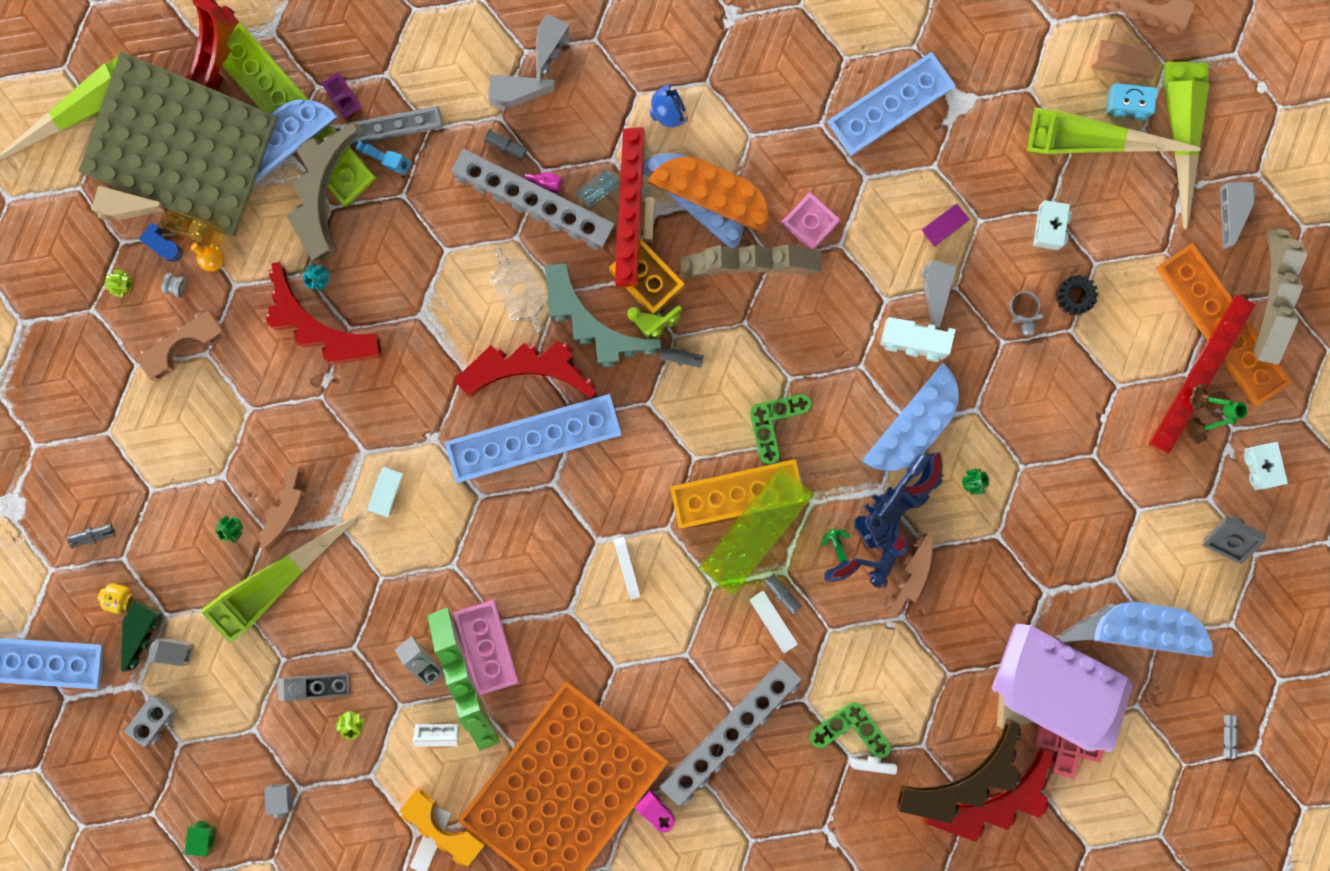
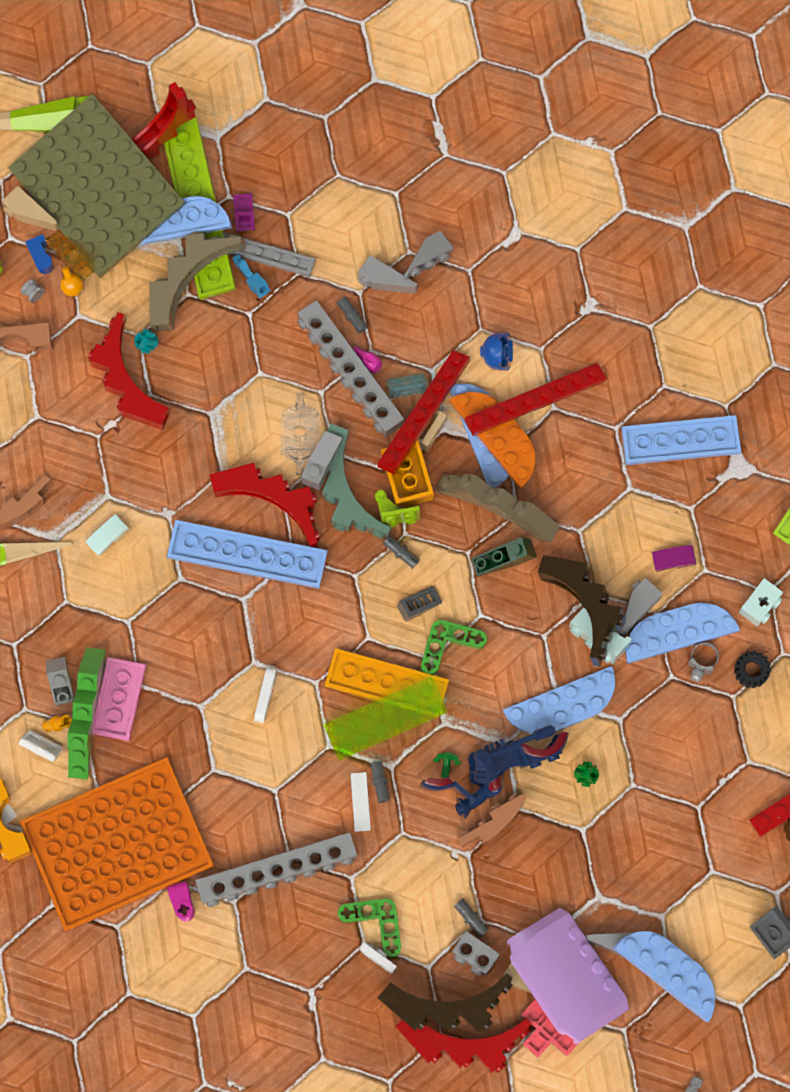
camera: 30 degrees right, 10 degrees down
(440, 707) = (56, 723): none -> light orange pin
(556, 308) = (321, 460): none -> light grey slope
(716, 413) = (404, 610): none -> dark grey slope
(731, 137) = (535, 399): none -> red plate
(783, 309) = (504, 556): none -> dark green slope
(810, 221) = (565, 499): bright pink tile -> none
(863, 296) = (576, 579): none -> dark brown arch
(939, 678) = (471, 917): none -> dark grey pin
(963, 707) = (478, 949): none -> light grey brick
(987, 292) = (678, 630): none -> light blue plate

